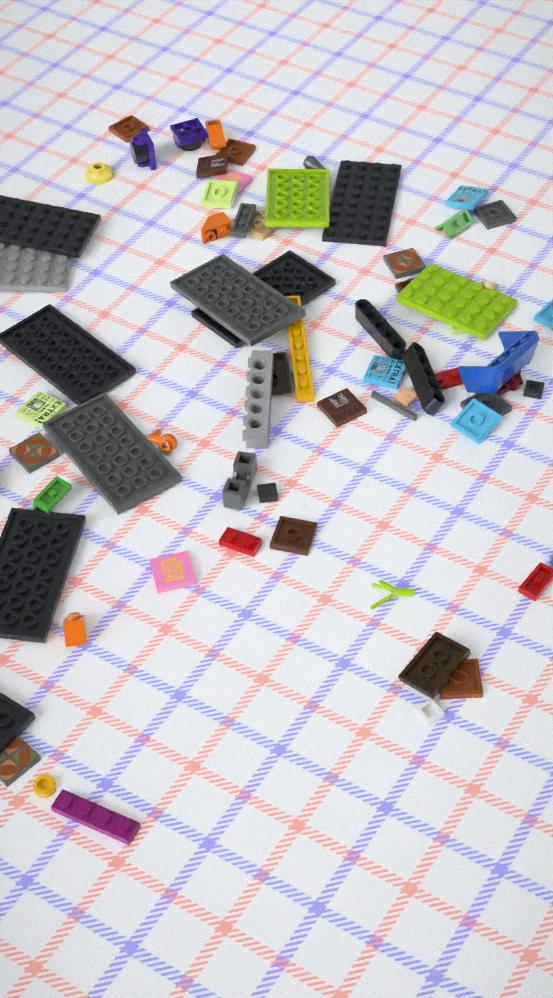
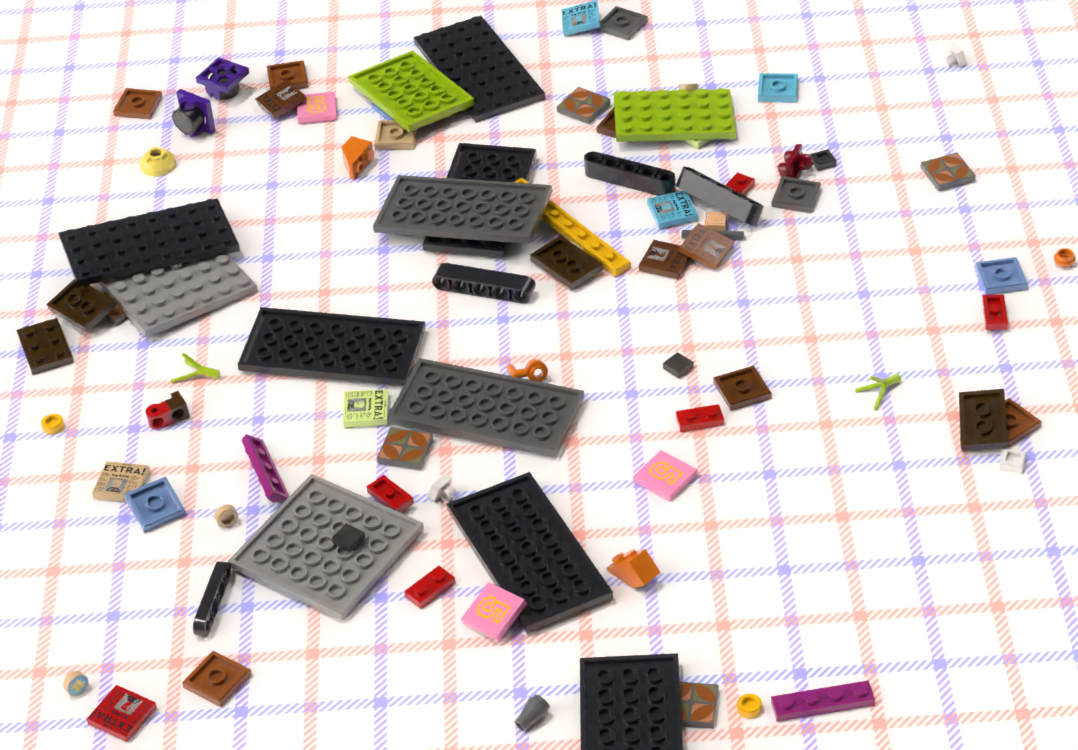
camera: 35 degrees left, 5 degrees down
(21, 494) = (442, 489): none -> white tile
(51, 495) = (477, 470): bright green panel -> none
(202, 360) = (484, 283): none -> black beam
(215, 134) = (259, 68): orange slope -> none
(219, 194) = (321, 123): yellowish green tile -> none
(238, 487) = (651, 373): dark grey arch -> none
(243, 220) = (377, 134): dark grey tile -> none
(259, 399) = (587, 286): light grey brick -> none
(311, 162) = (388, 52): dark grey cone -> none
(377, 412) = (706, 246): none -> dark orange tile
(456, 223) = (595, 45): bright green panel -> none
(476, 421) = (804, 210): medium azure tile -> none
(517, 353) = (792, 124): blue windscreen -> none

